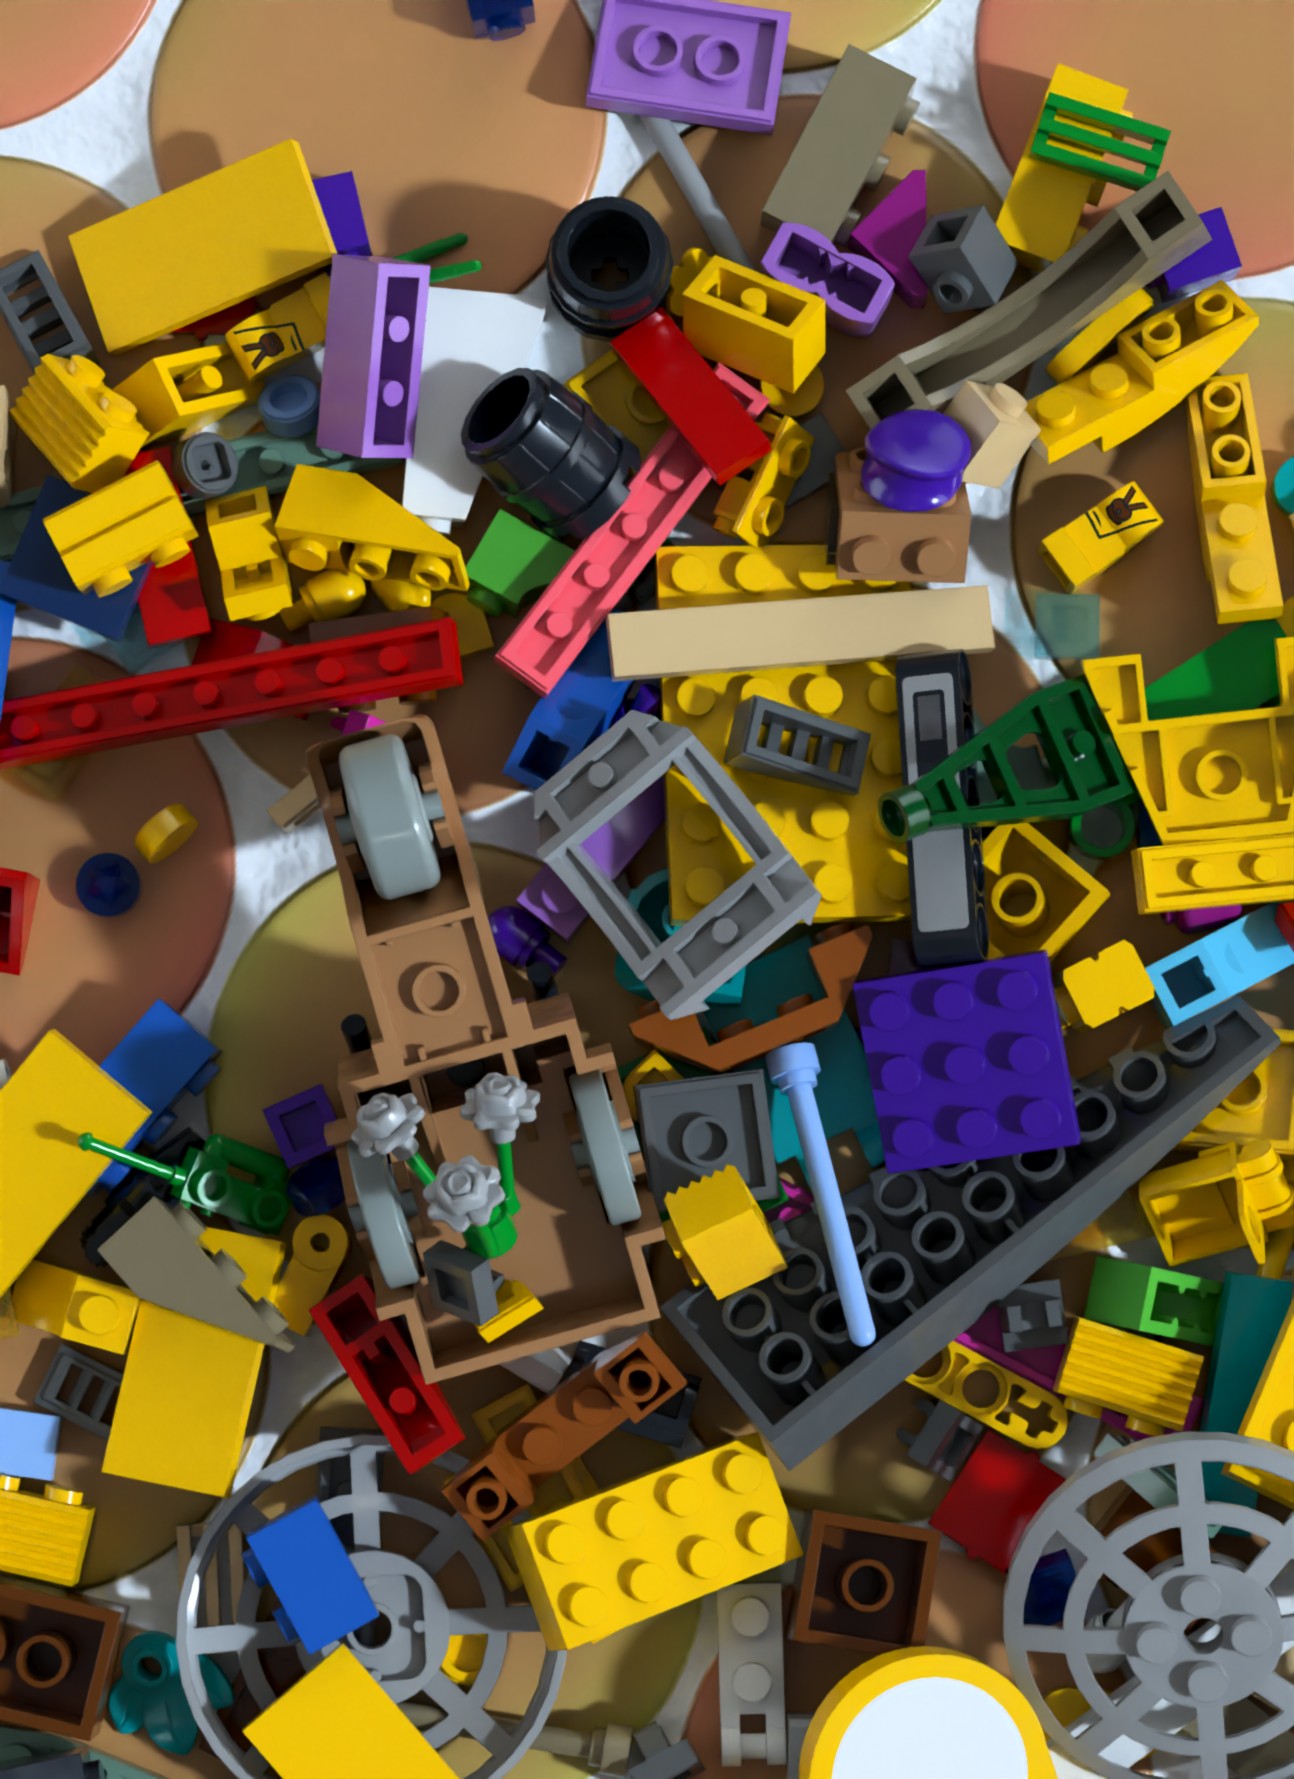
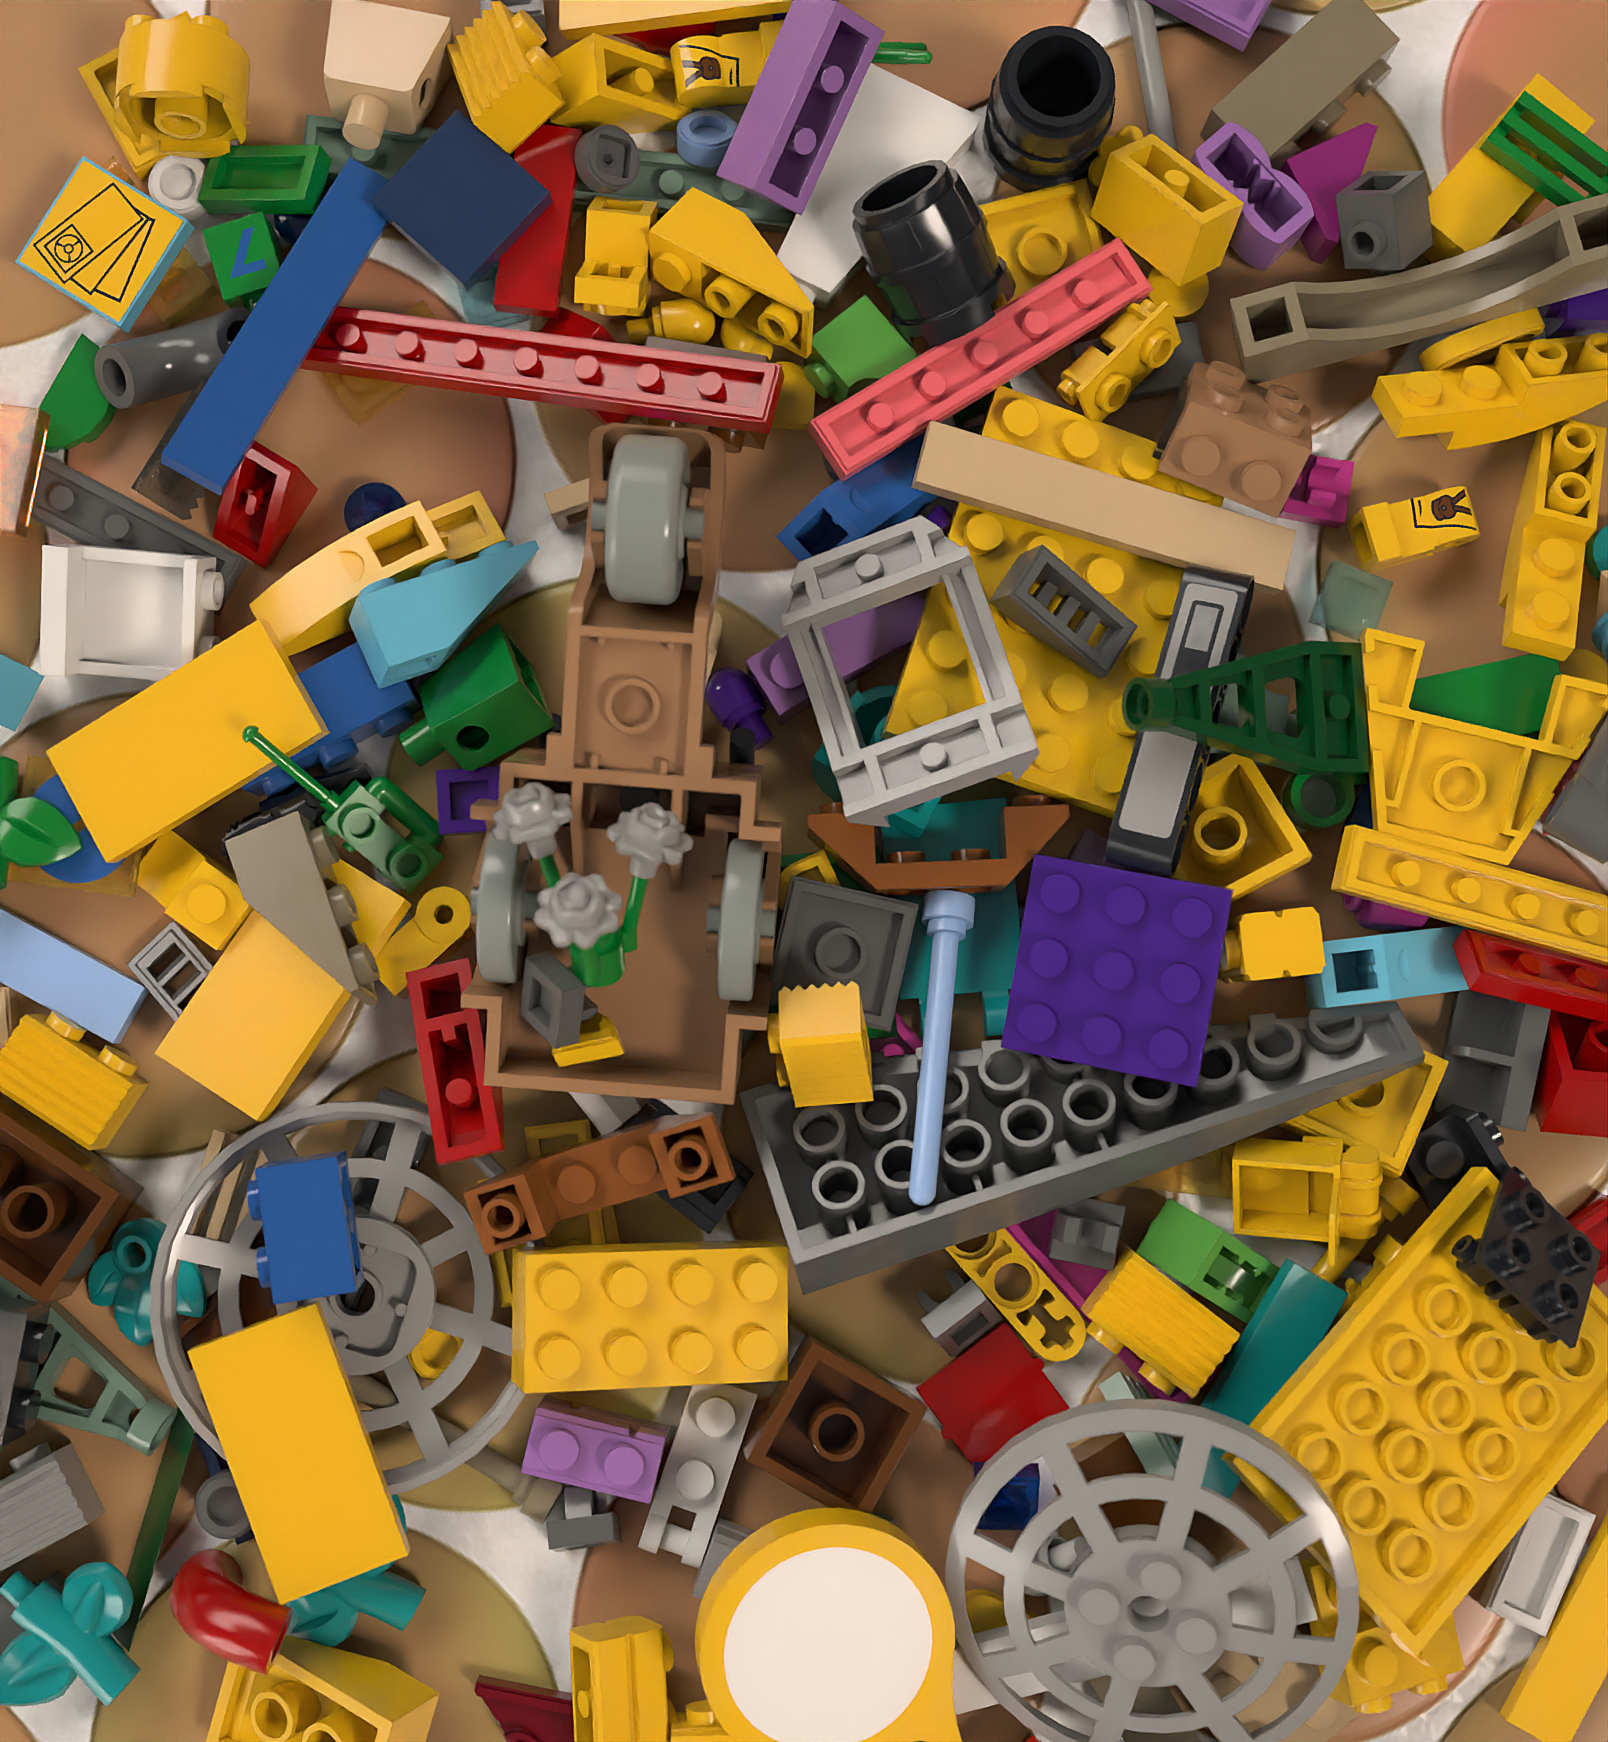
camera: 20 degrees right, 0 degrees up
(121, 530) = (503, 177): yellow brick -> none
(130, 938) = (319, 594): none -> yellow slope
(165, 832) = (445, 482): yellow tile -> none
(200, 975) = (422, 621): none -> medium azure slope
(280, 1032) = (479, 704): none -> green torso
(316, 1187) = (455, 861): clear blue tile -> none
(649, 1687) = (595, 1449): none -> medium lavender brick
(690, 396) = (1082, 254): red tile -> none
(915, 460) = (1276, 380): dark purple piece -> none
(996, 428) = (1346, 385): tan brick -> none
(998, 532) = (1320, 492): none -> dark pink tile

